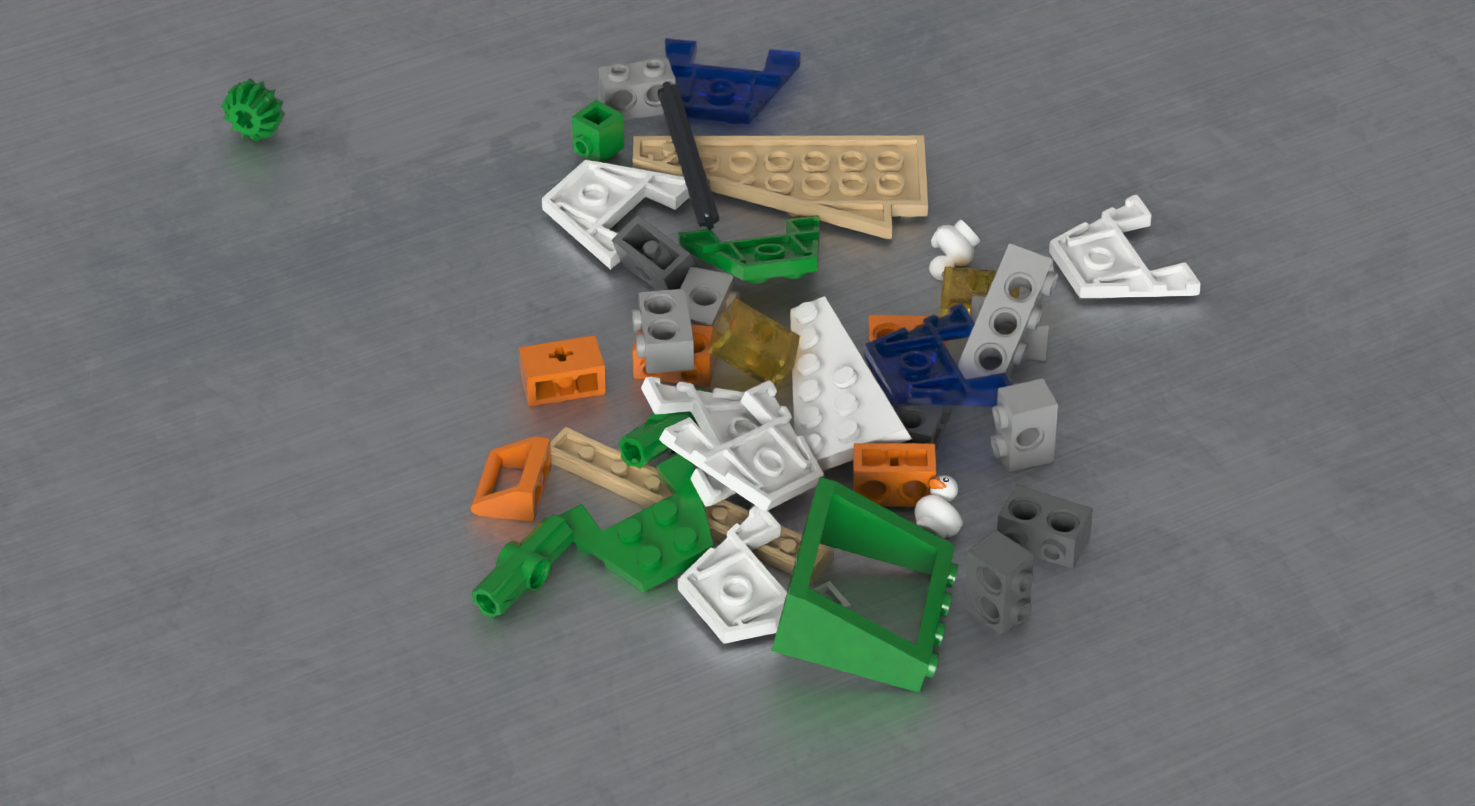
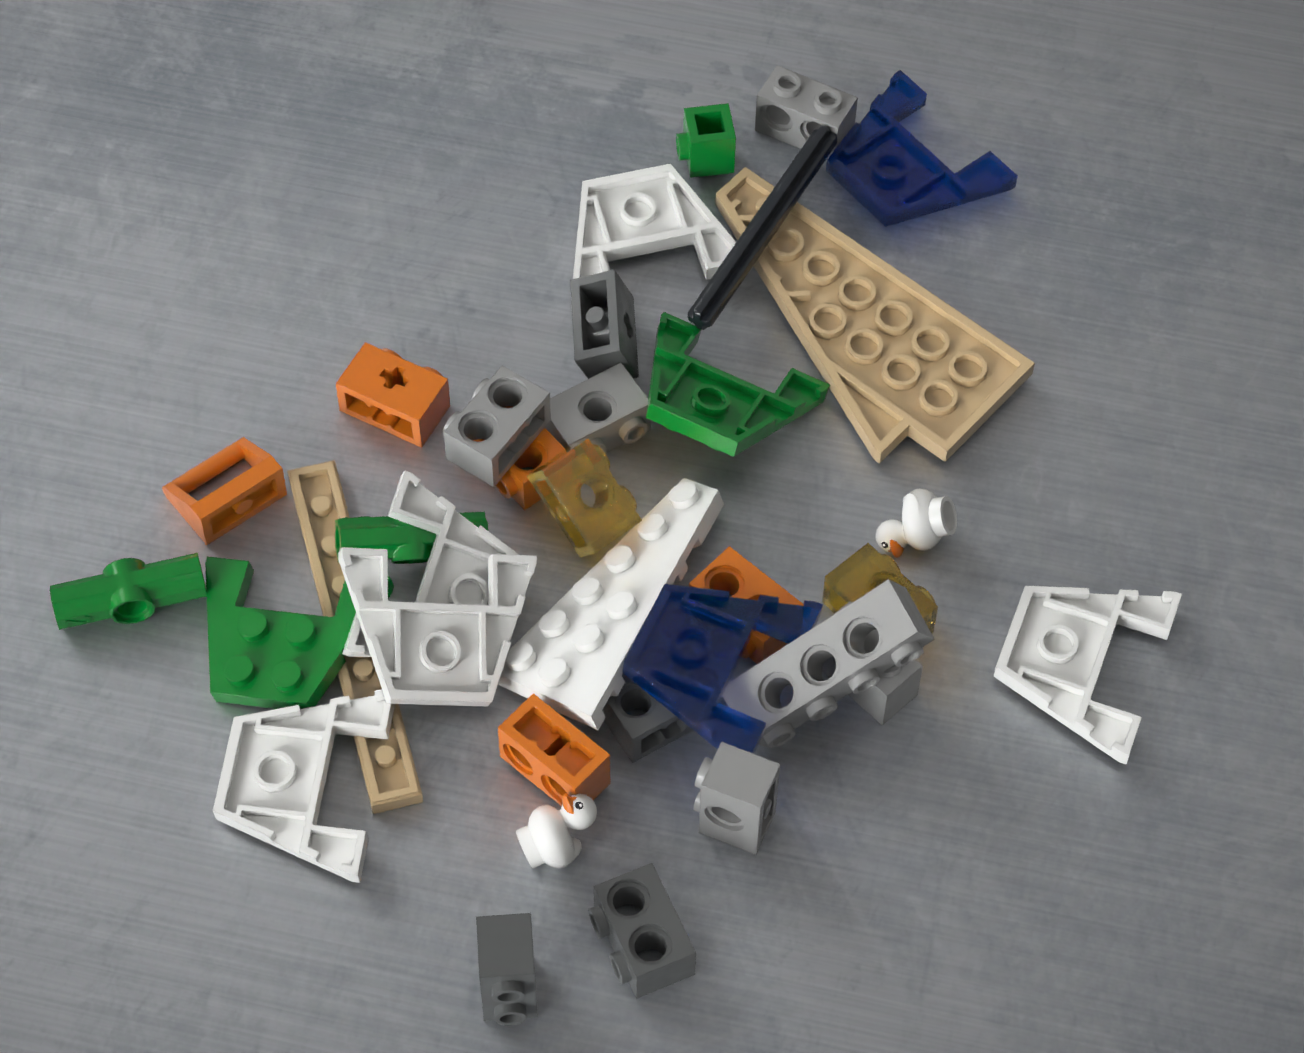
camera: 40 degrees right, 15 degrees up
(839, 638) = (318, 806): green windscreen -> none

